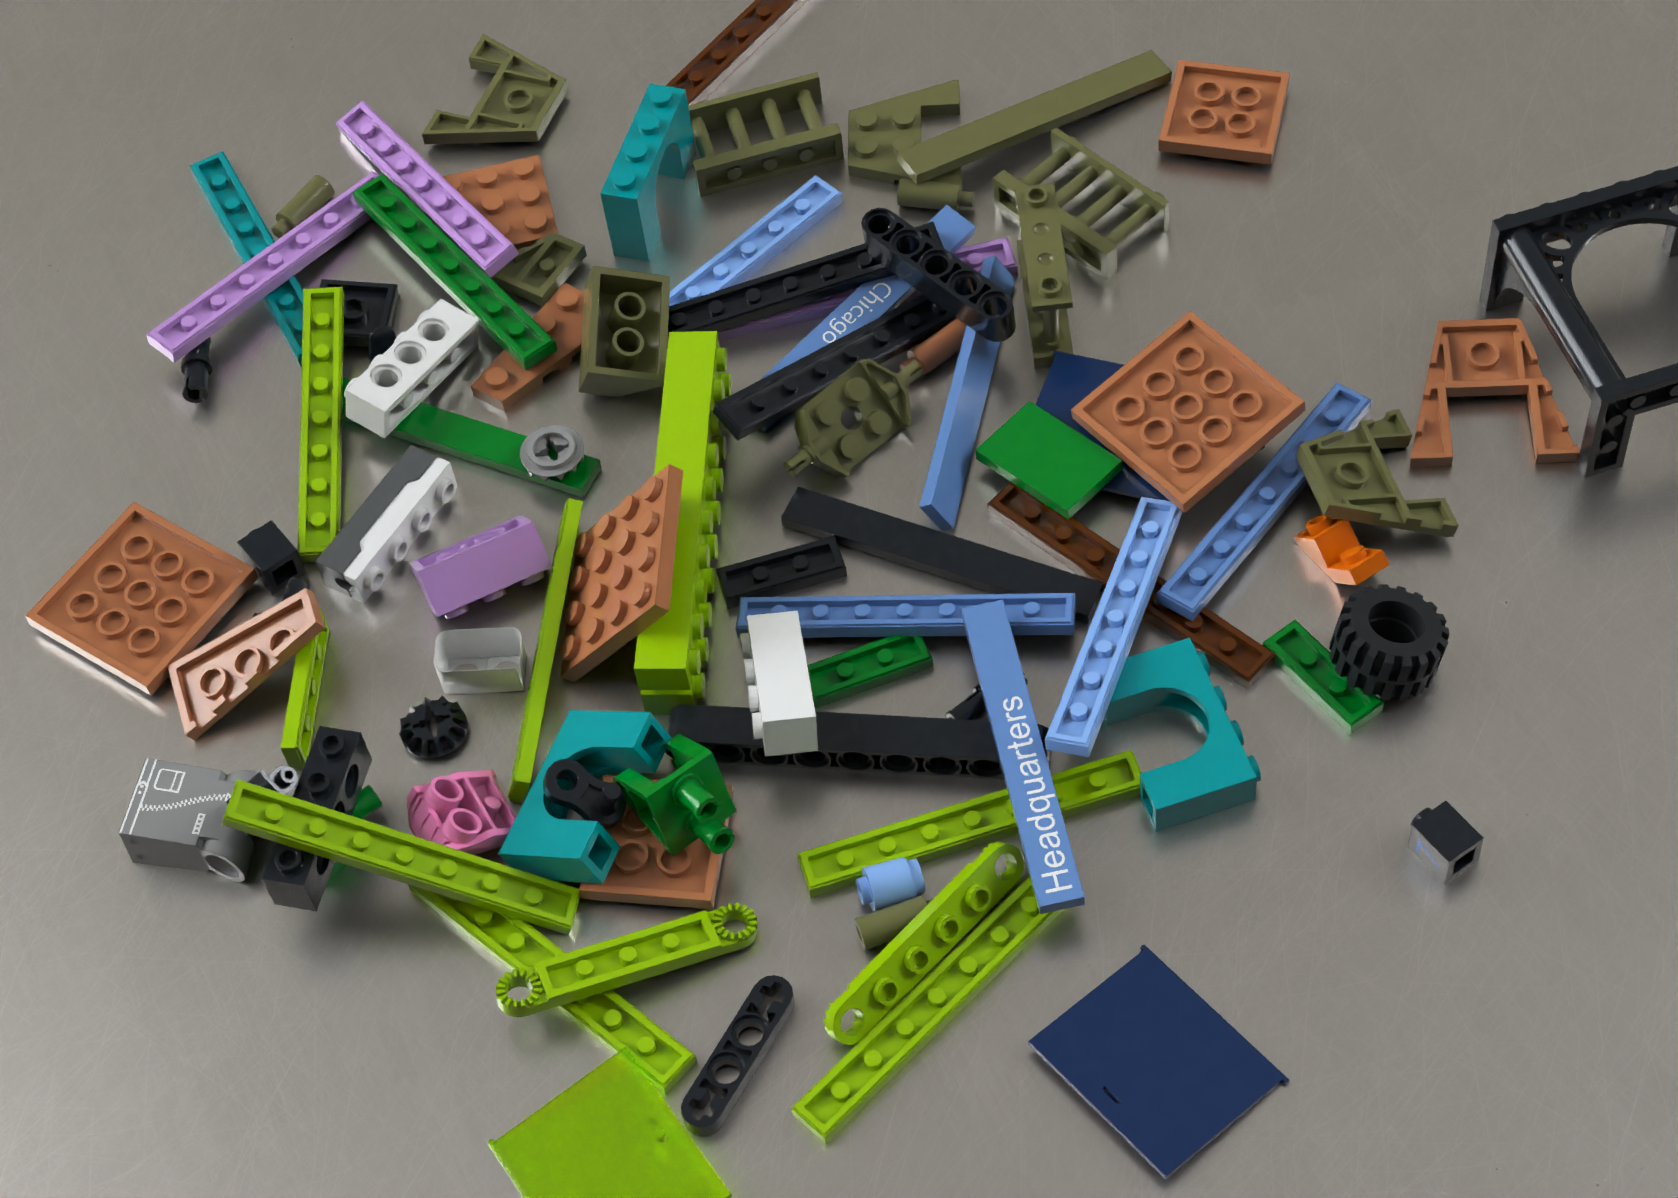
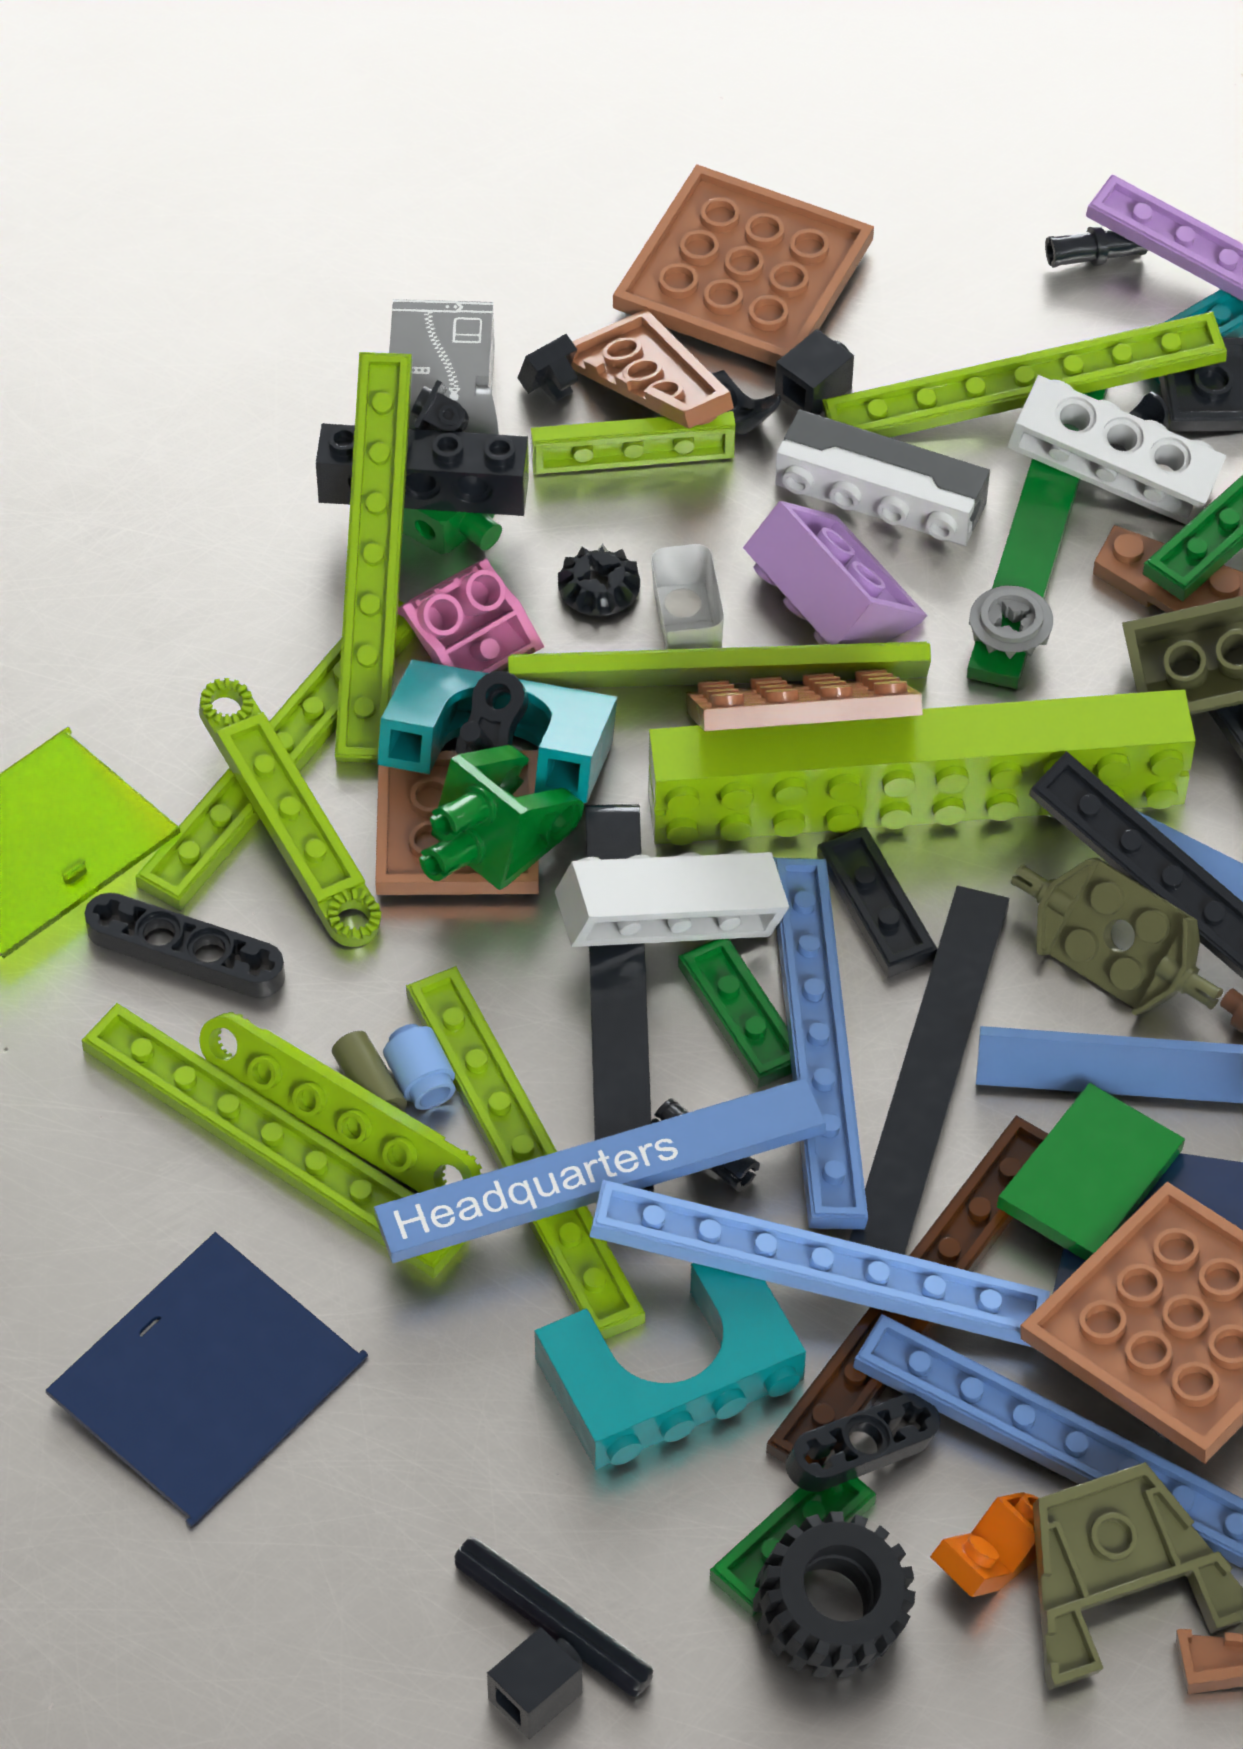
camera: 75 degrees right, 0 degrees up
(210, 738) = (550, 369): none -> black tile
(1286, 637) = (848, 1461): none -> black beam
(1382, 832) = (554, 1616): none -> black axle

